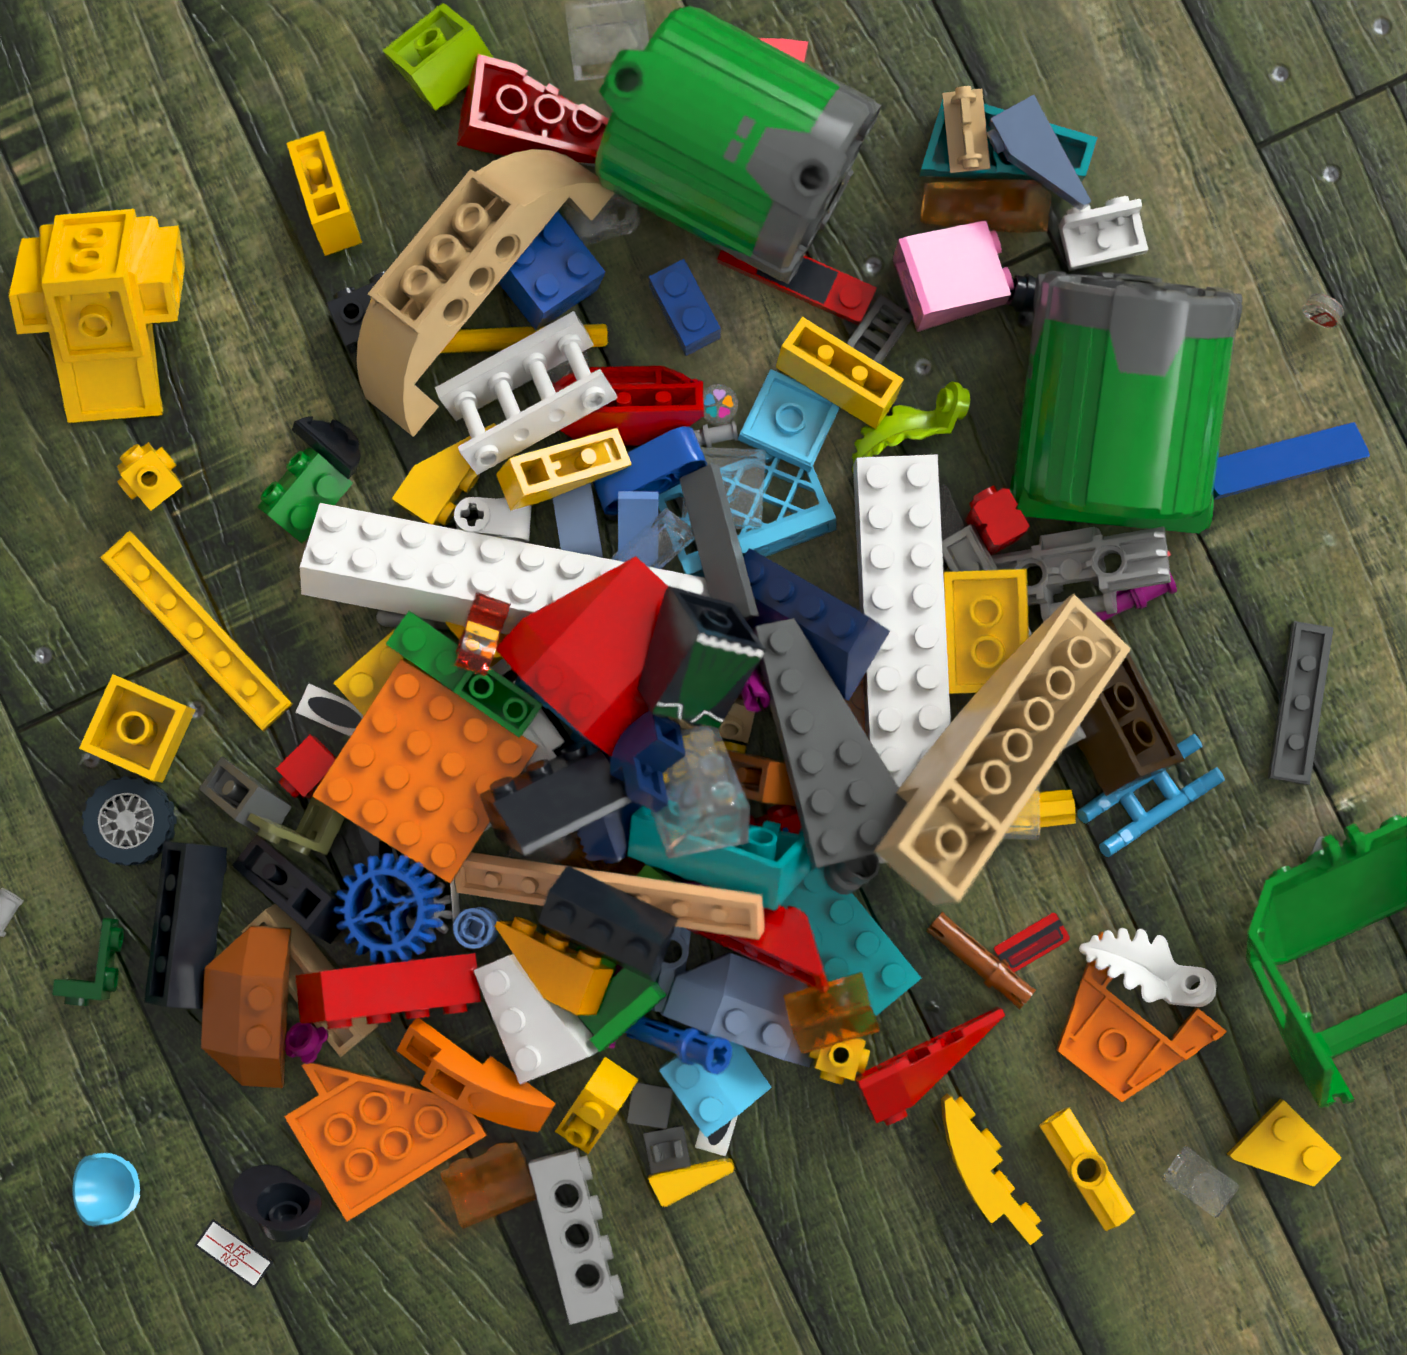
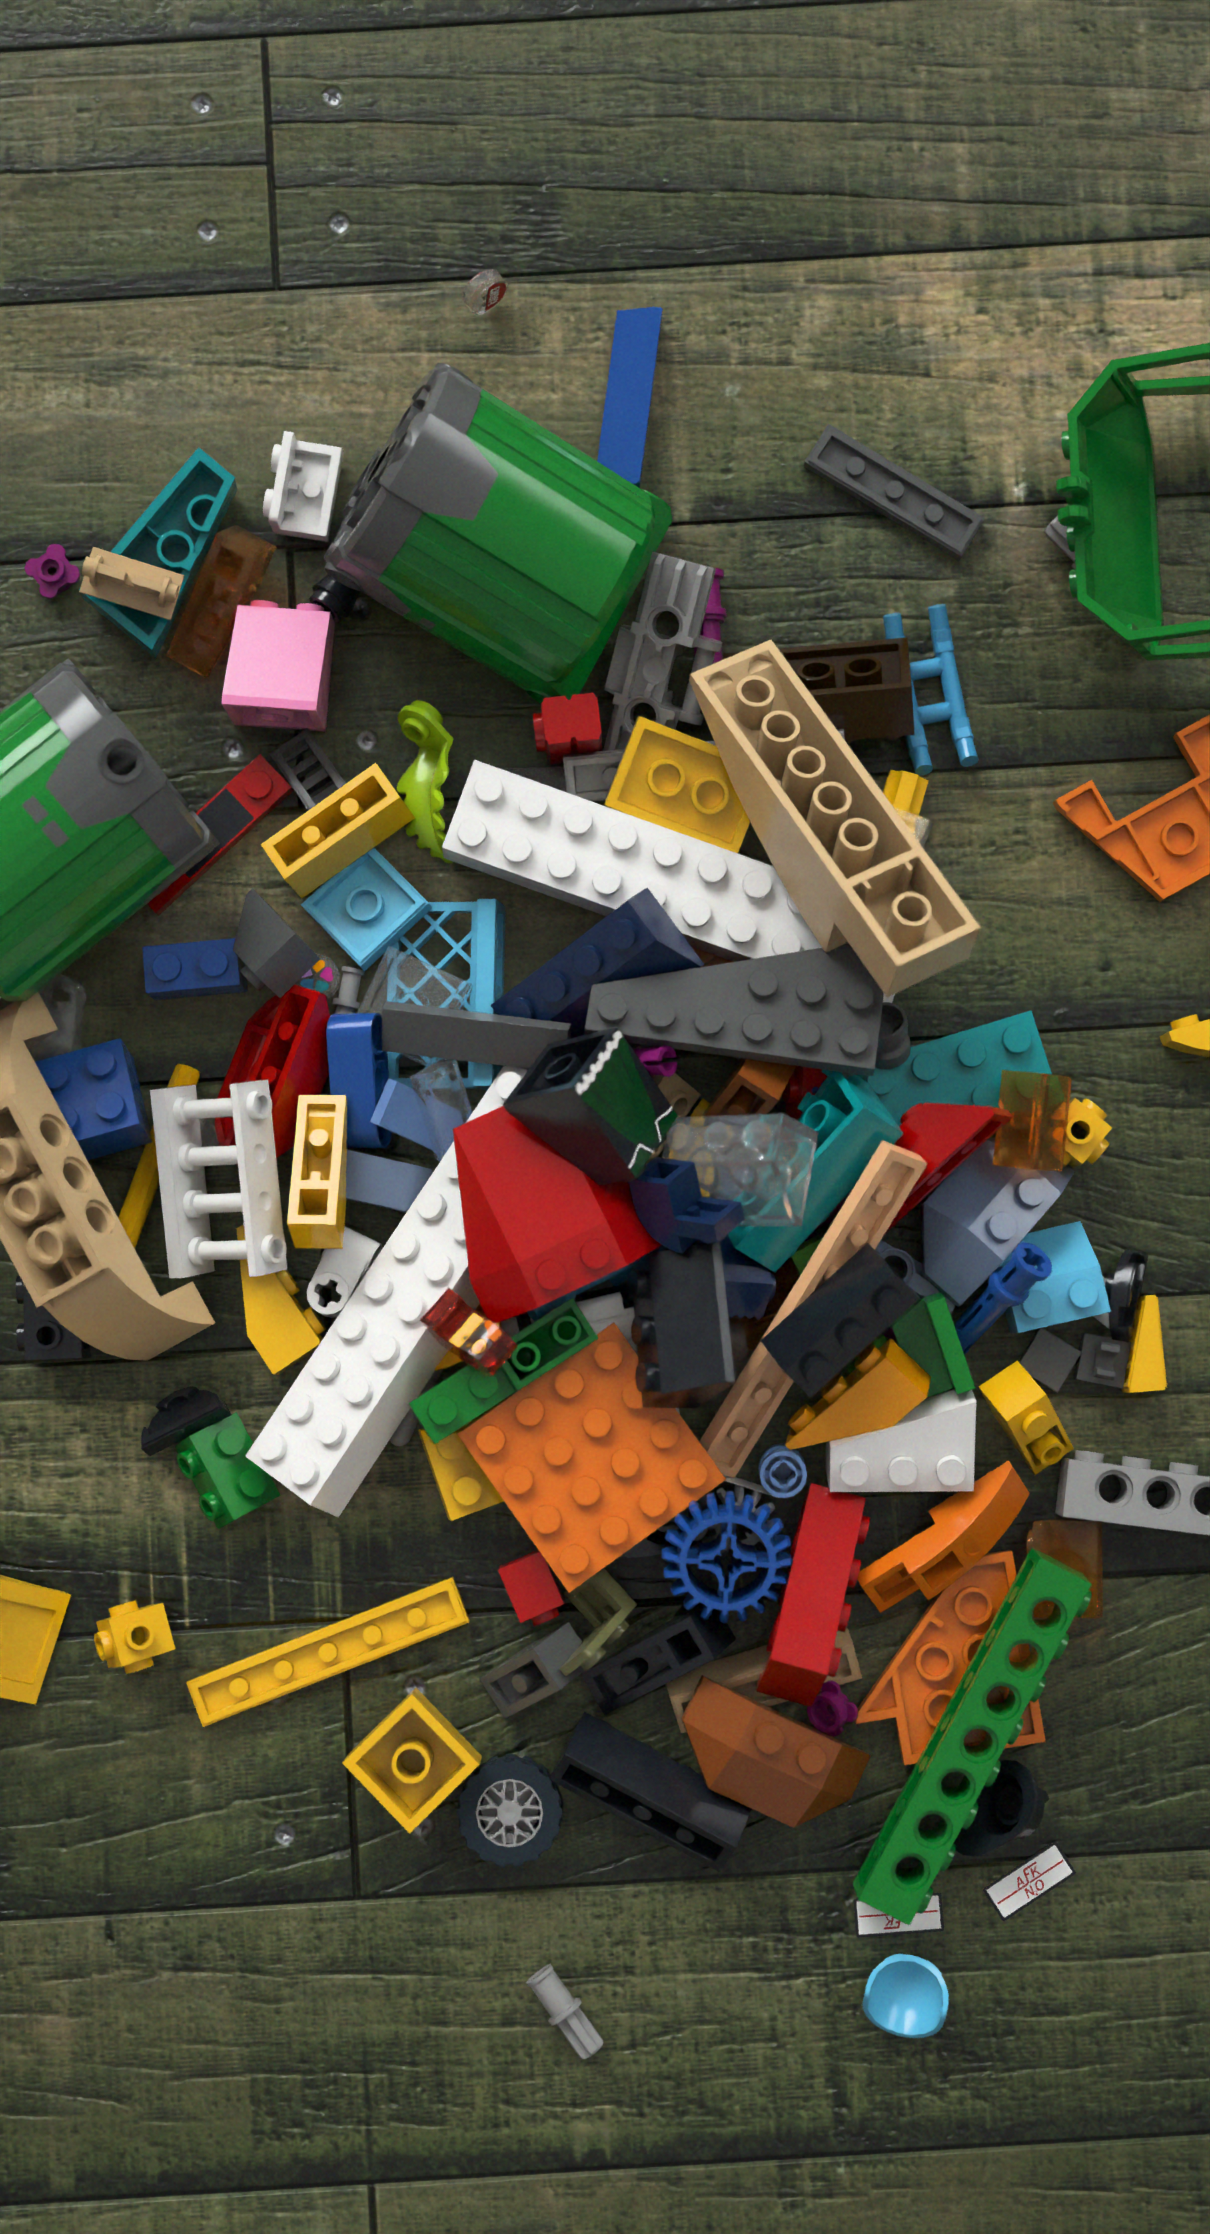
camera: 65 degrees left, 0 degrees up
(79, 991) = (676, 1938): dark green bracket -> none
(167, 1160) = (872, 1922): none -> white sticker
(184, 1155) = (910, 1892): none -> green brick
(329, 710) = (478, 1537): sticker -> none
(725, 357) = (270, 947): none -> dark grey slope
(727, 1144) = (1124, 1292): none -> black plate
(907, 1077) = (1127, 1069): red wedge -> none
(954, 78) = (52, 584): none -> magenta plate
(981, 960) = (1049, 933): dark orange pin -> none
(1032, 942) = (1035, 880): sticker -> none
(1034, 148) = (181, 517): sand blue slope -> none
(1150, 967) = (1113, 765): white plant -> none

